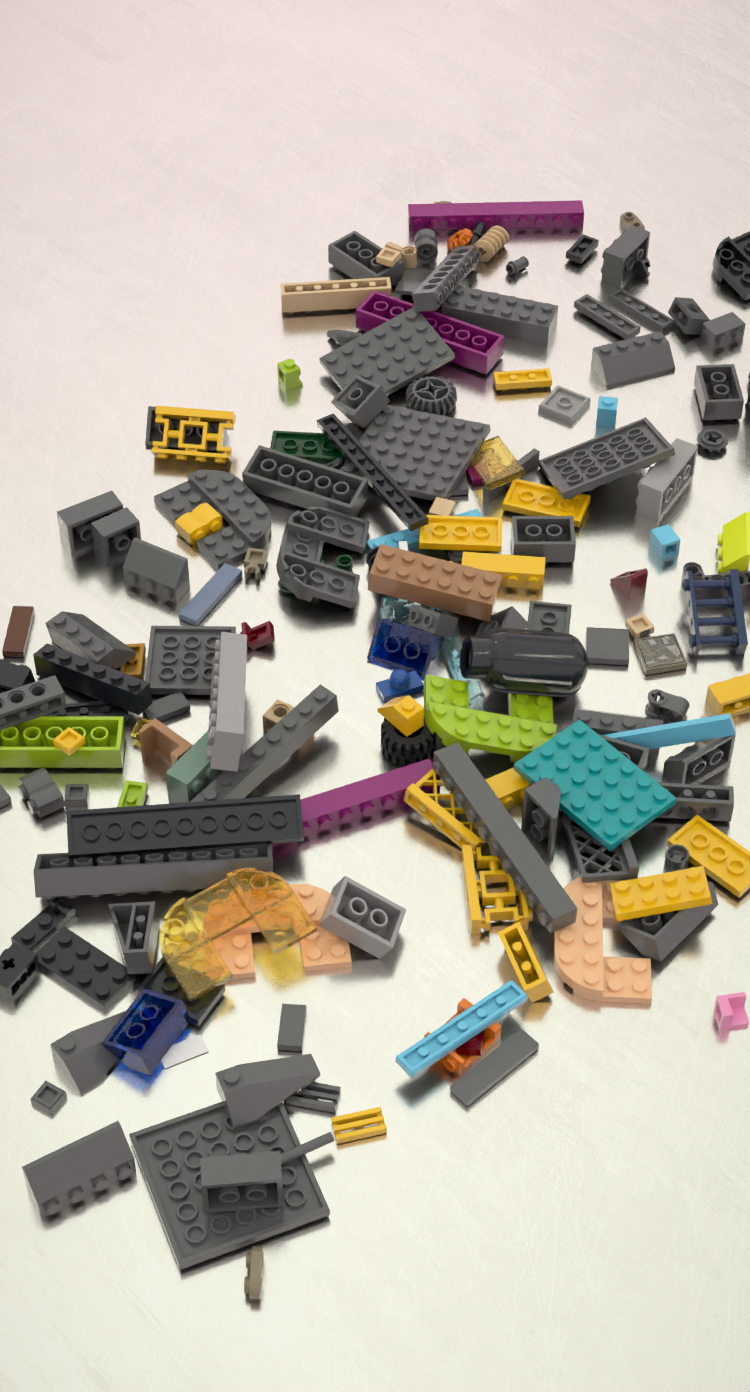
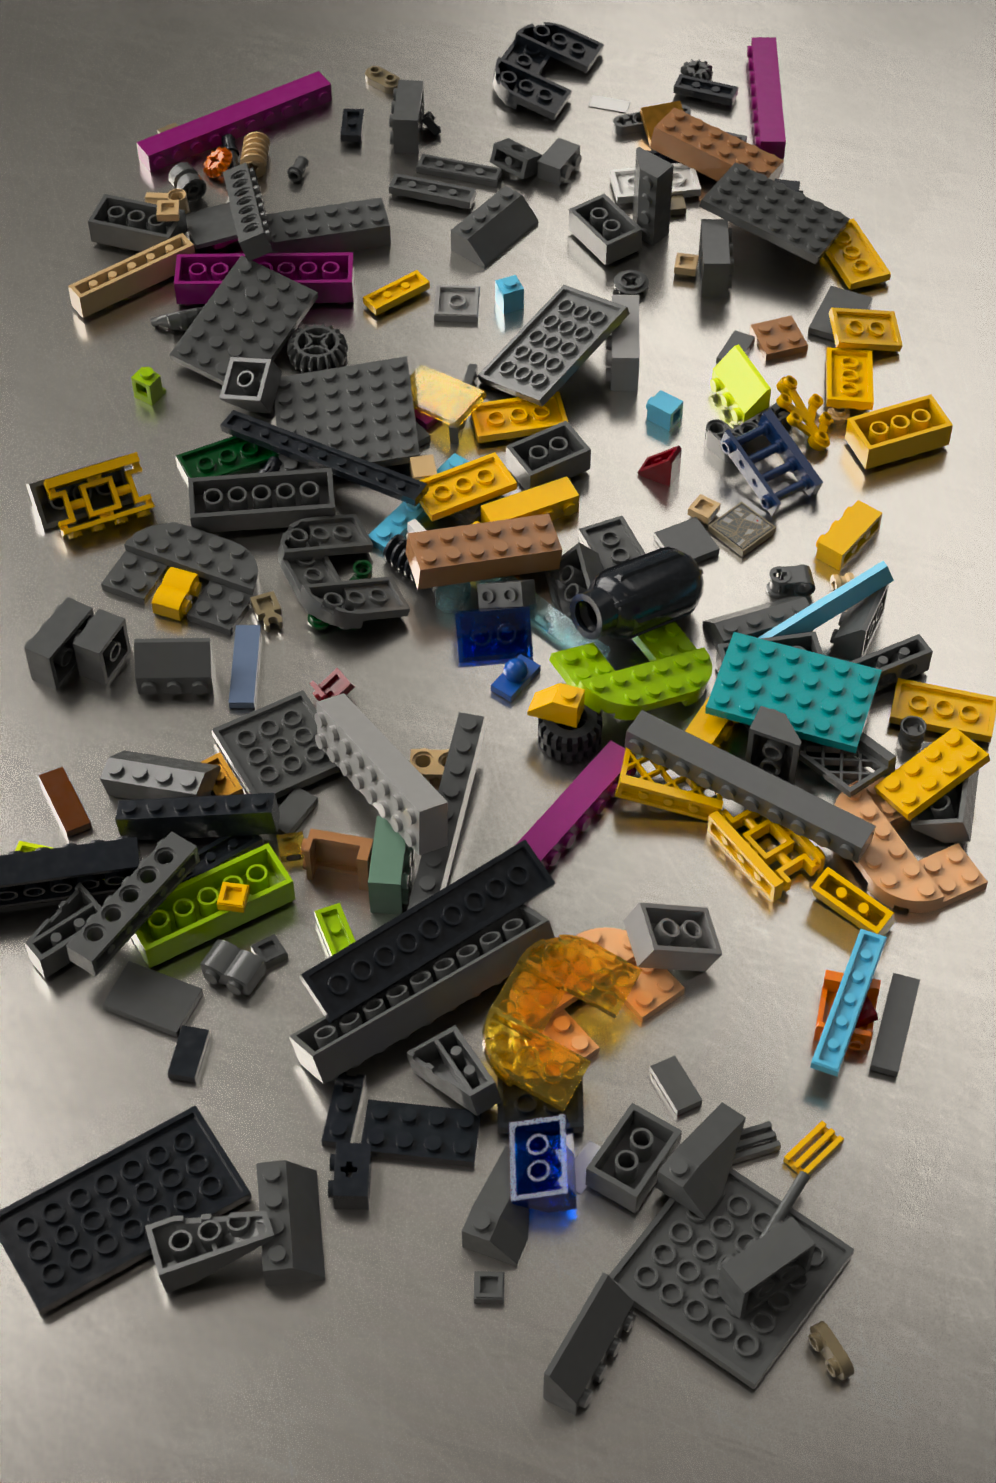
camera: 30 degrees left, 5 degrees up
(210, 1052) = (631, 1157): none -> dark grey brick

